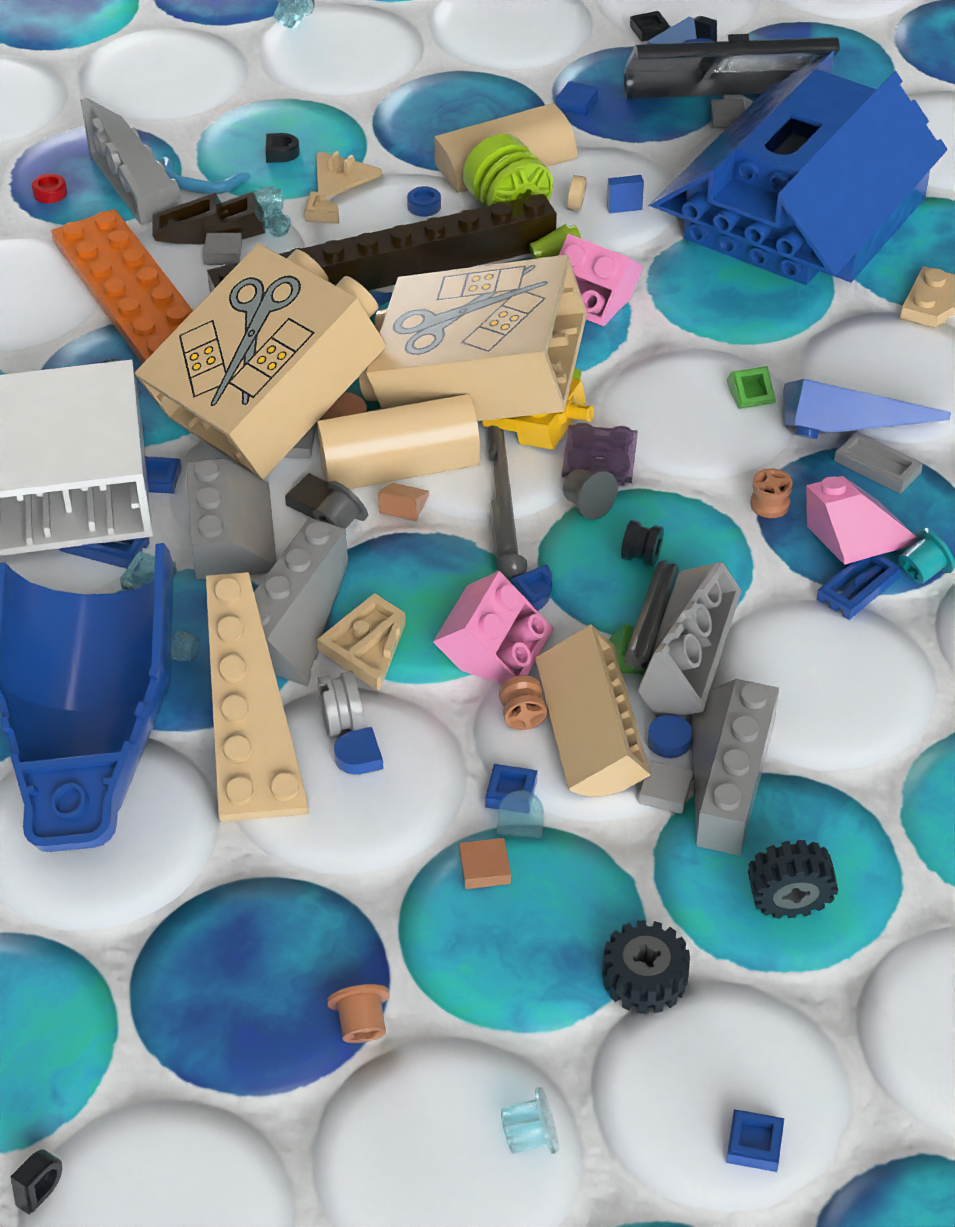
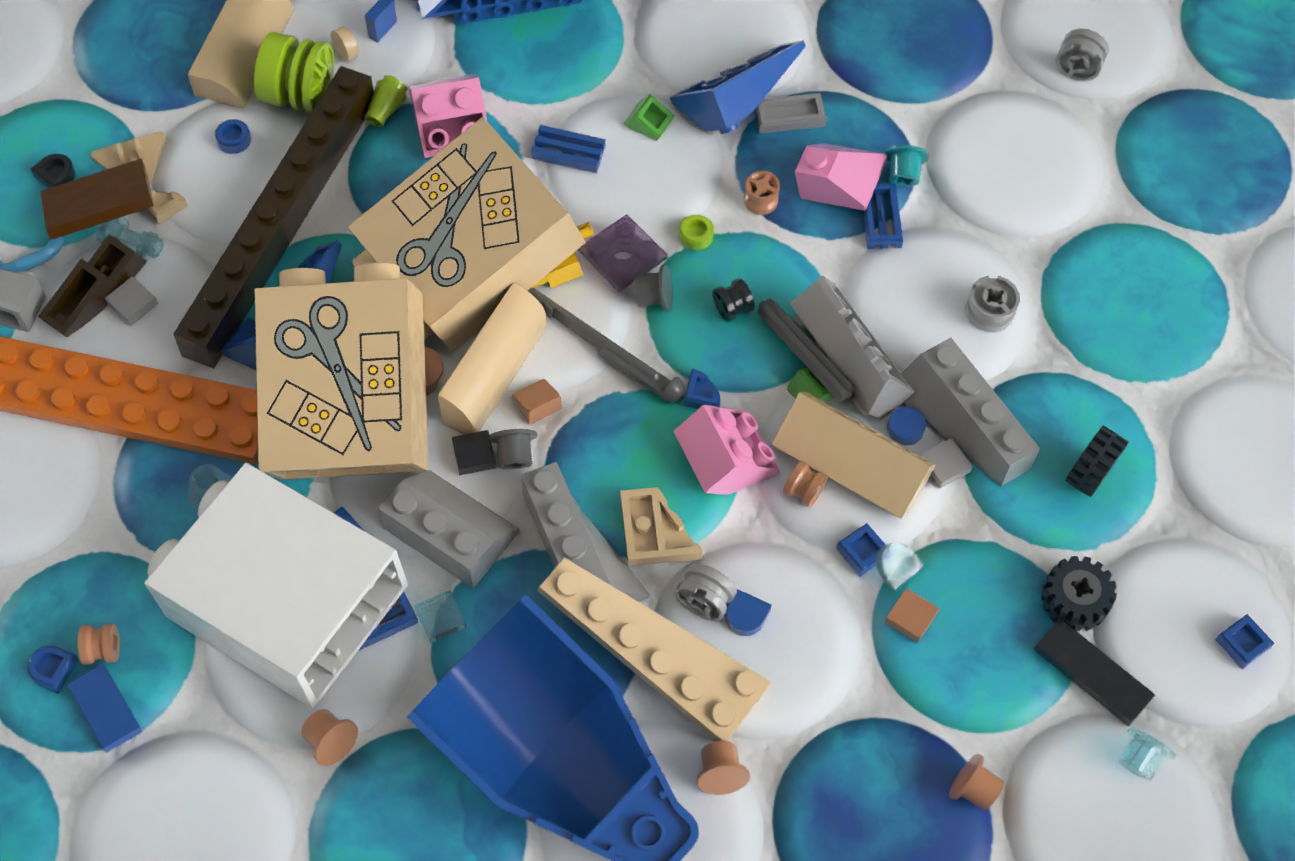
camera: 50 degrees left, 15 degrees up
(187, 825) = (721, 769): none -> nougat piece
(279, 173) = (96, 199): none -> reddish brown tile
(581, 1038) = (1094, 672): none -> black tile
(662, 364) = (570, 144): none -> blue tile
(682, 485) = (696, 232): none -> lime tile
(868, 709) = (993, 315): none -> light grey wheel

